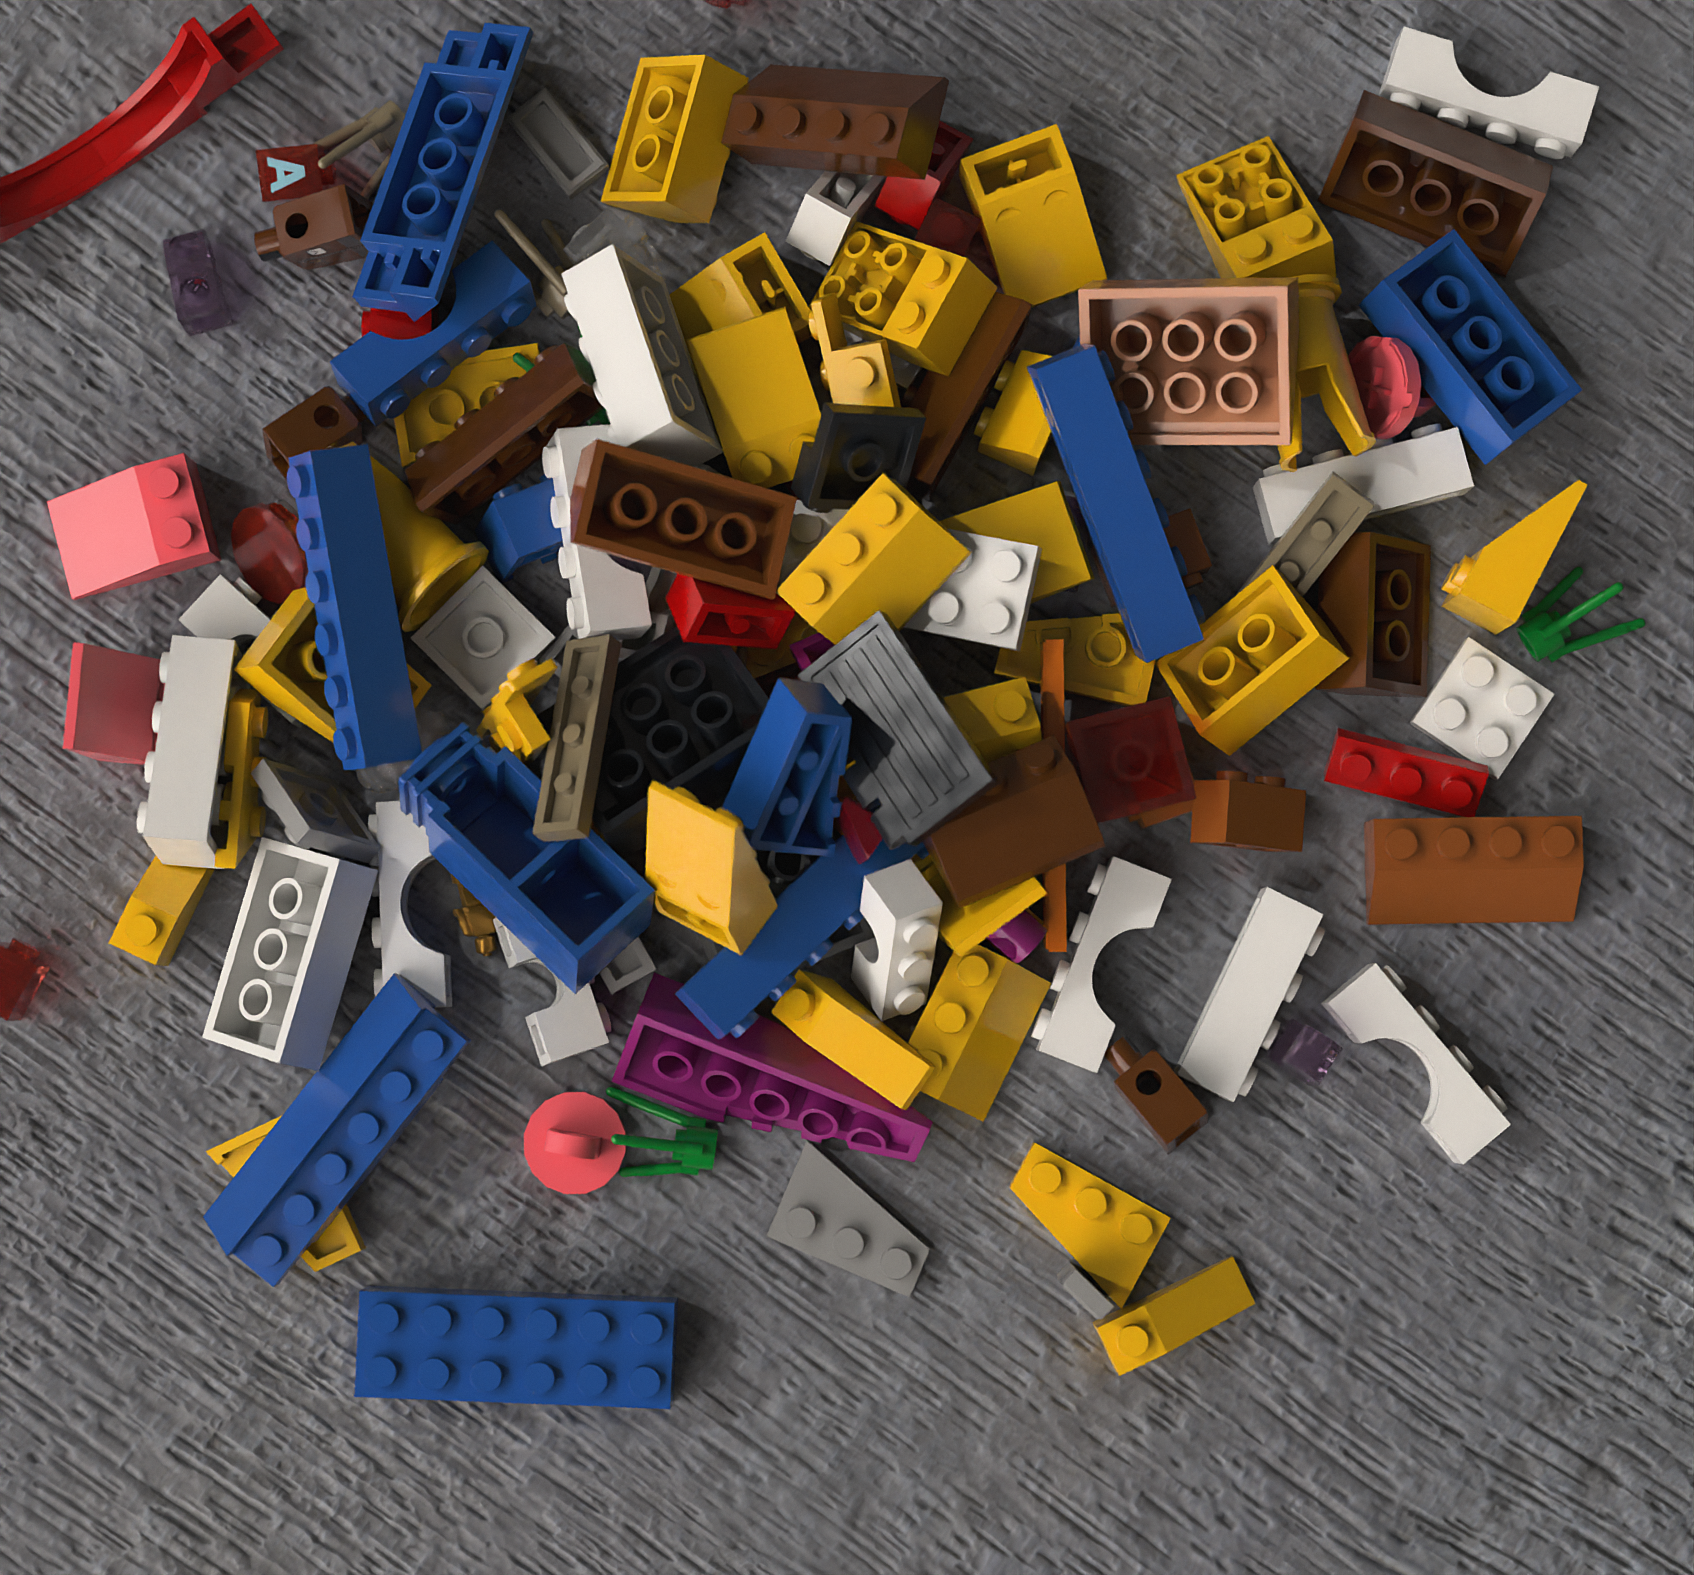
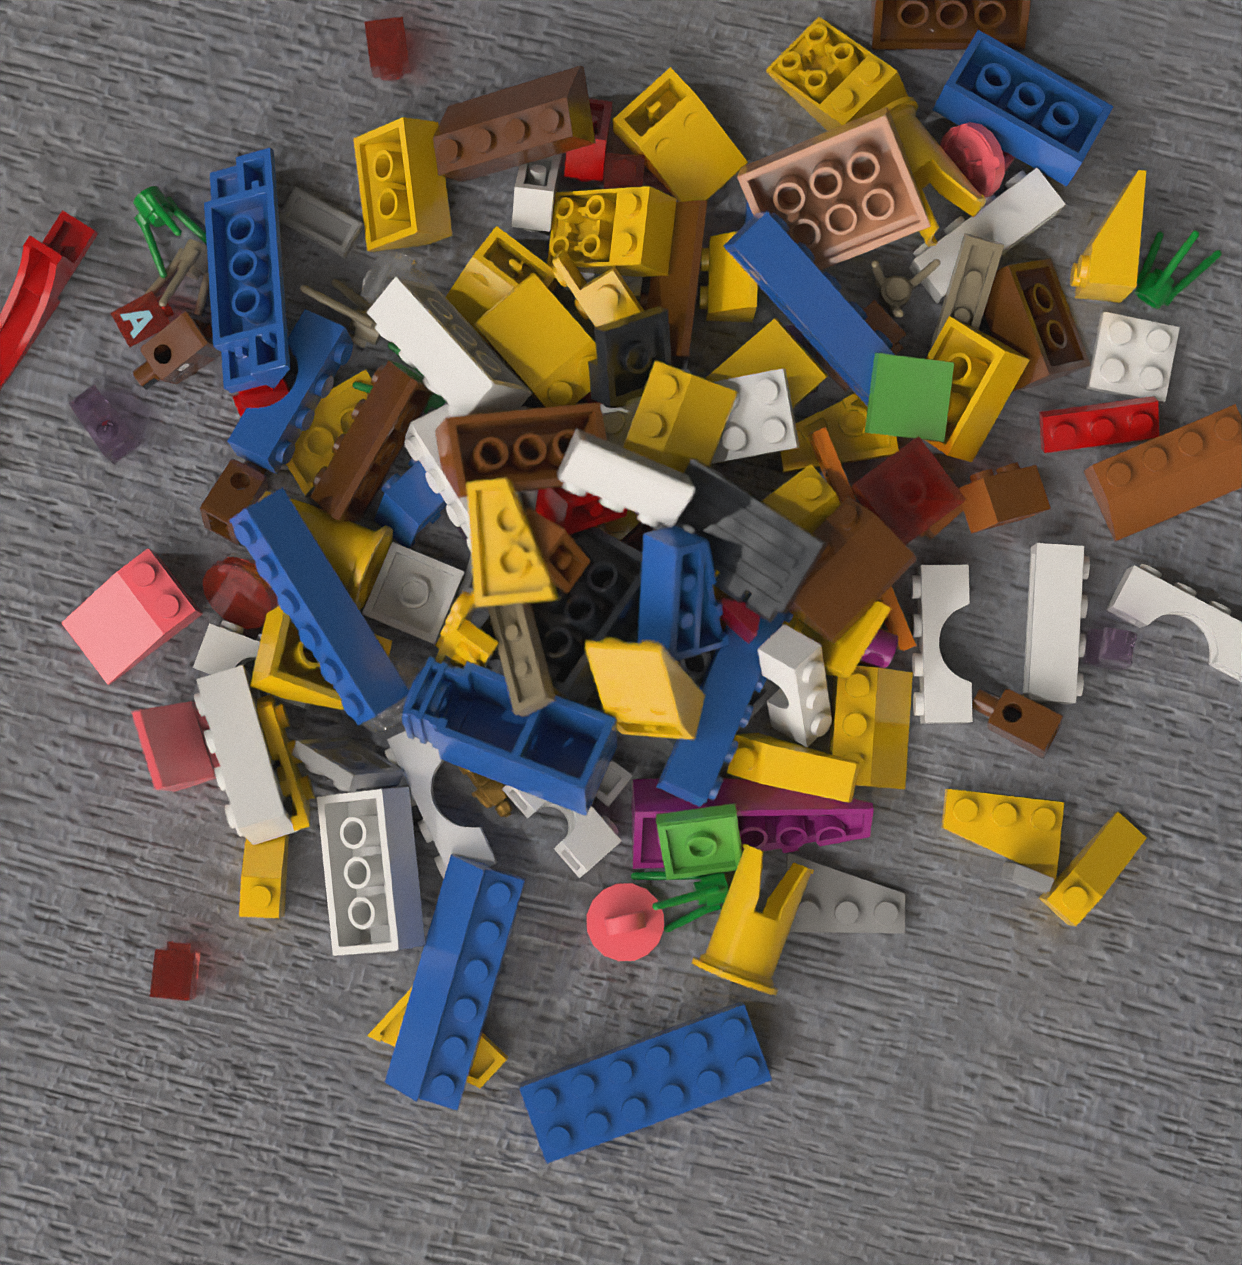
camera: 30 degrees left, 0 degrees up
(367, 51) = (158, 210): none -> green plant
(598, 626) = (503, 548): none -> yellow wing
(656, 650) = (559, 551): none -> dark orange brick
(703, 1082) = (699, 841): none -> bright green tile
(711, 1226) = (750, 942): none -> yellow piece
(783, 602) = (624, 479): none -> white slope
(1180, 644) = (909, 397): none -> bright green tile
(1225, 507) = (897, 290): none -> dark tan plant

